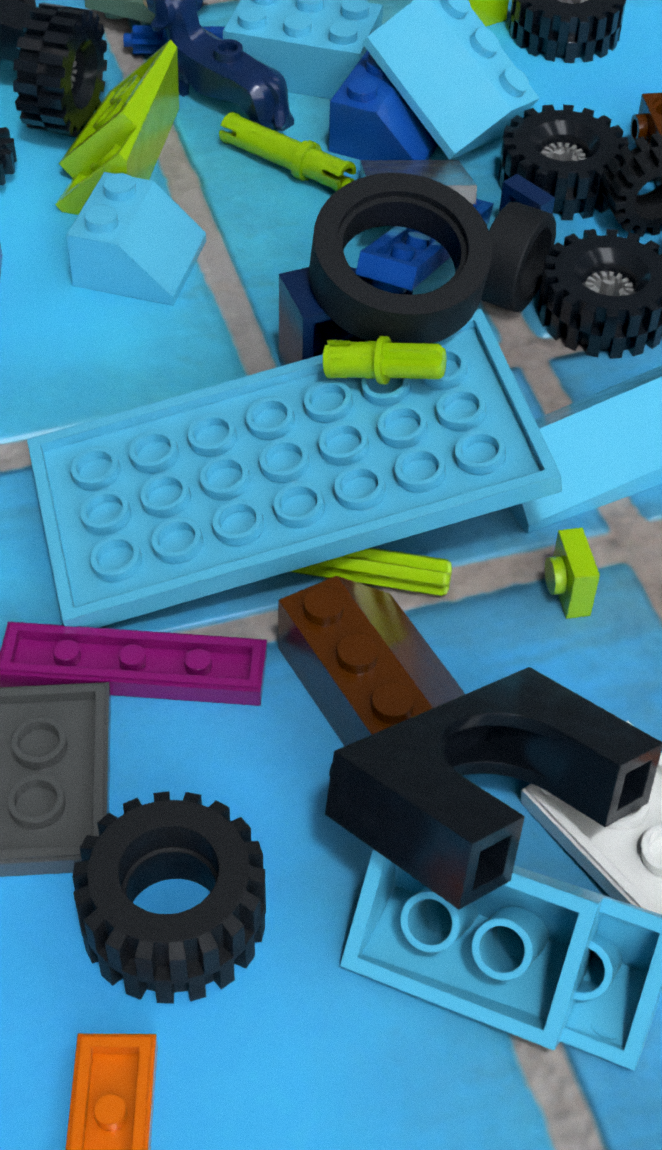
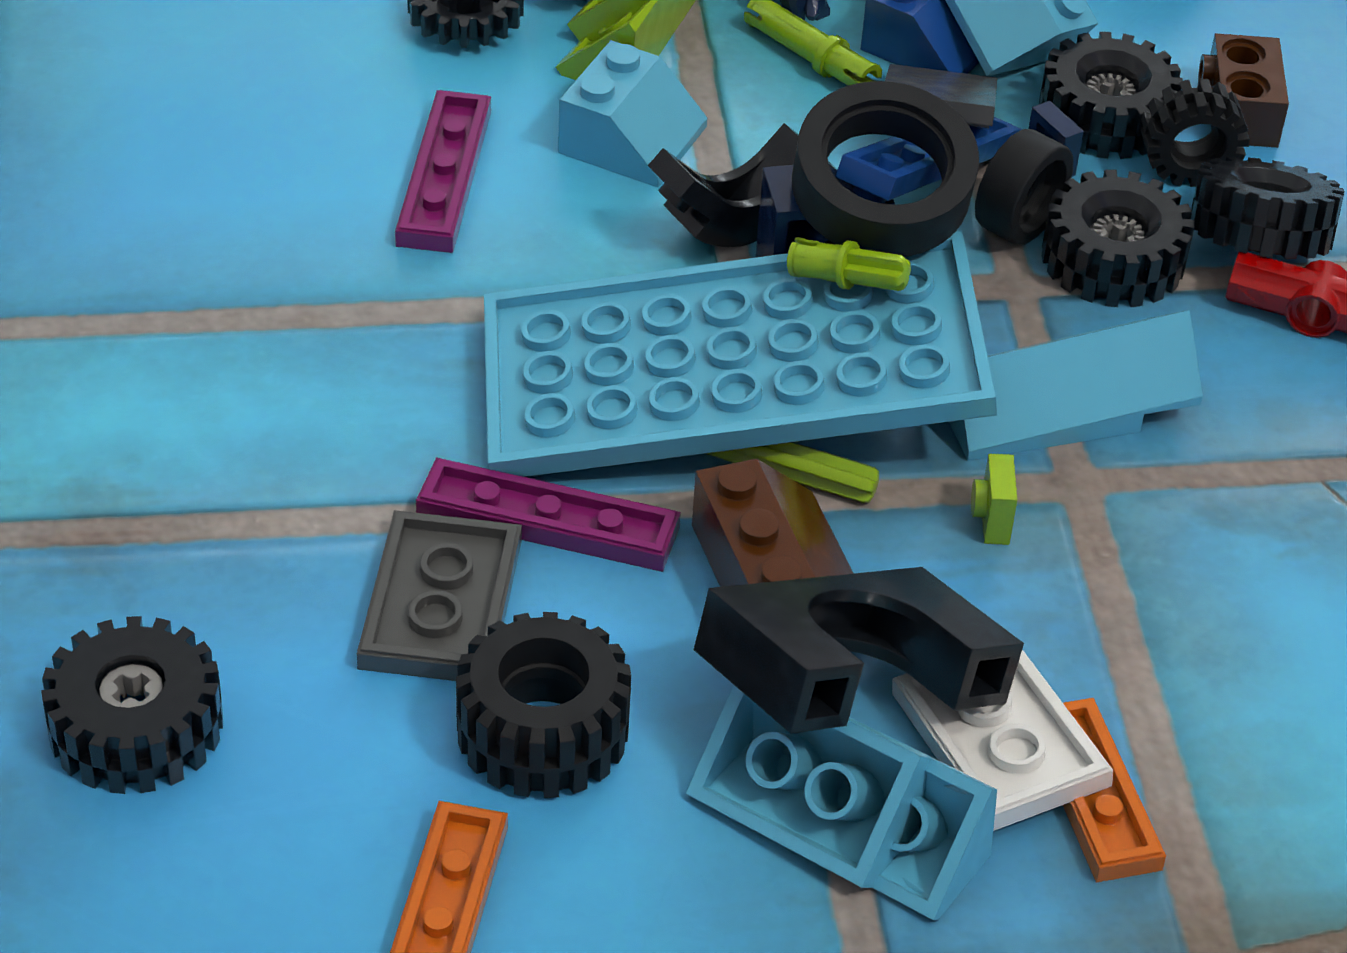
camera: 10 degrees right, 5 degrees down
(245, 315) = (727, 205): none -> black arch

